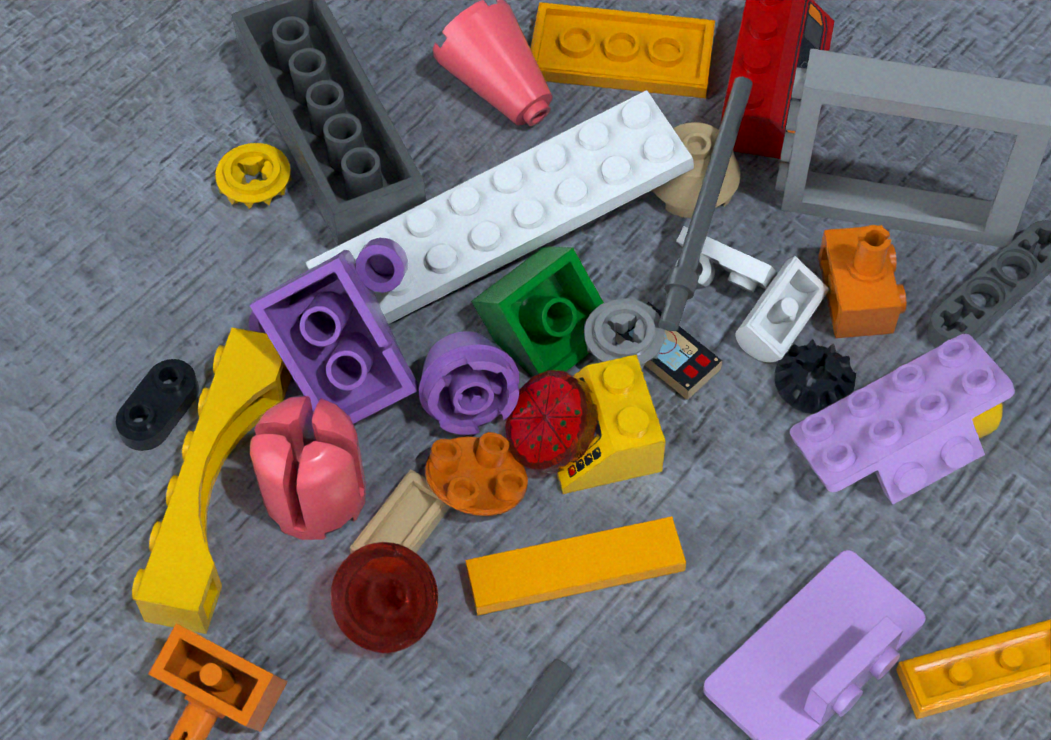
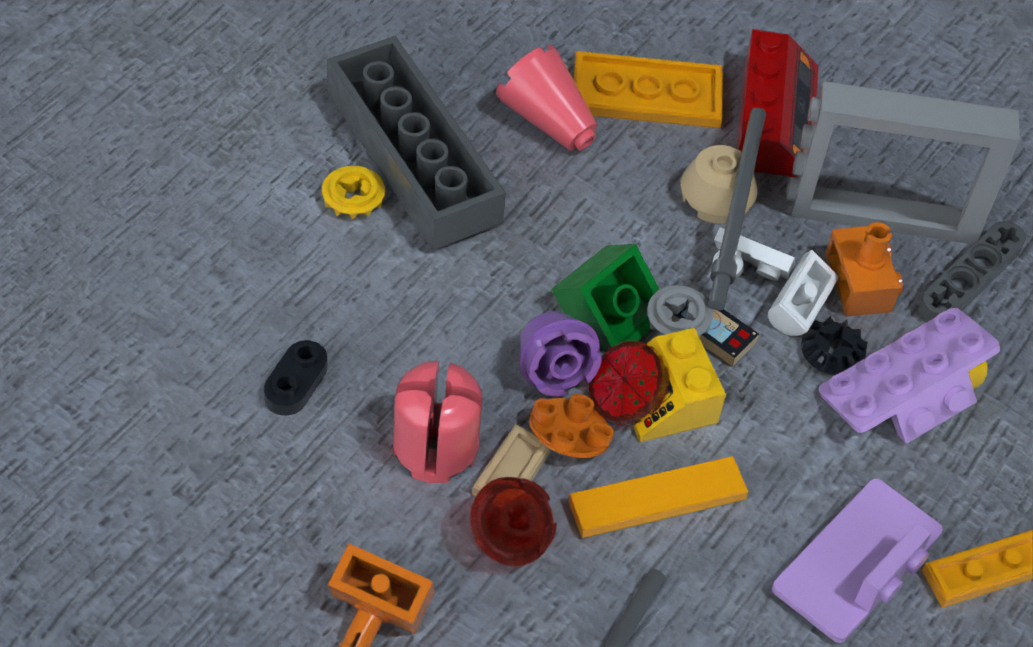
camera: 10 degrees left, 5 degrees down
(180, 574) = (338, 502): yellow arch -> none
(336, 333) = (447, 311): medium lavender piece -> none
(527, 202) = (565, 222): white plate -> none

